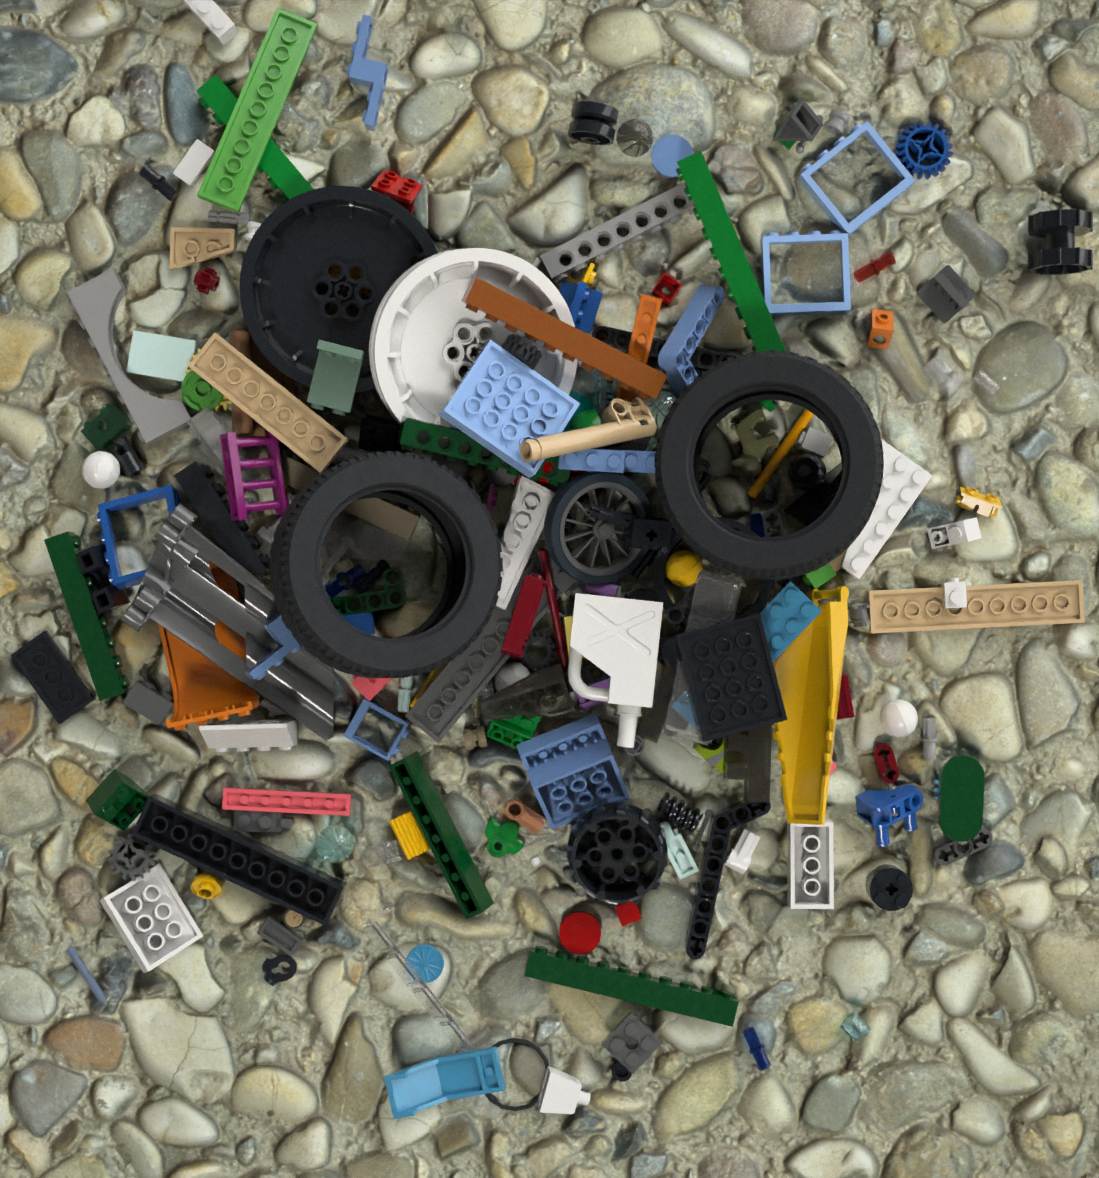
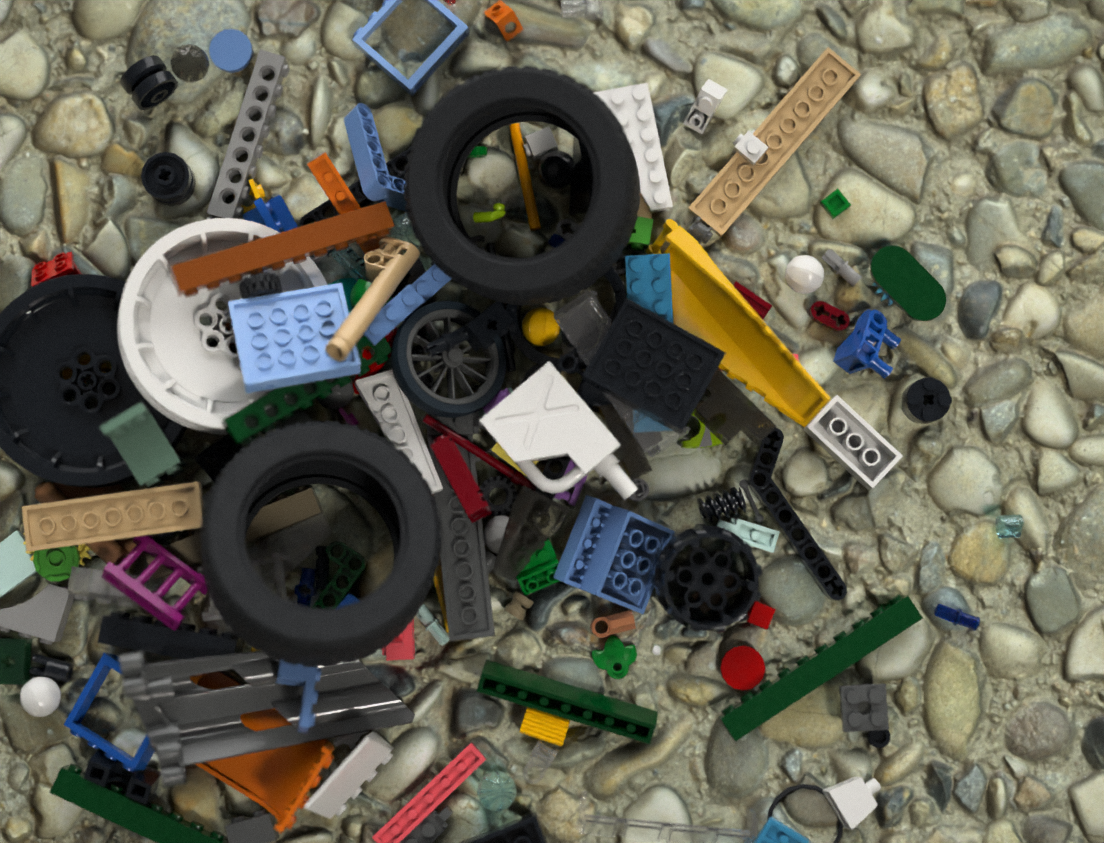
camera: 45 degrees left, 5 degrees down
(358, 719) = (418, 678): medium blue window -> none
(426, 962) = (654, 807): dark azure wheel -> none
(538, 191) = (164, 167): none -> black wheel
(672, 284) = (317, 142): red piece -> none
(727, 458) = (489, 216): none -> lime arm
(729, 253) = (336, 72): green brick -> none
(740, 856) = (797, 490): white piece -> none
(752, 443) = (497, 189): olive animal -> none
(950, 858) = (946, 335): dark grey beam -> none
(971, 497) = (690, 70): yellow hinge -> none
(971, 691) = (835, 204): none -> green tile

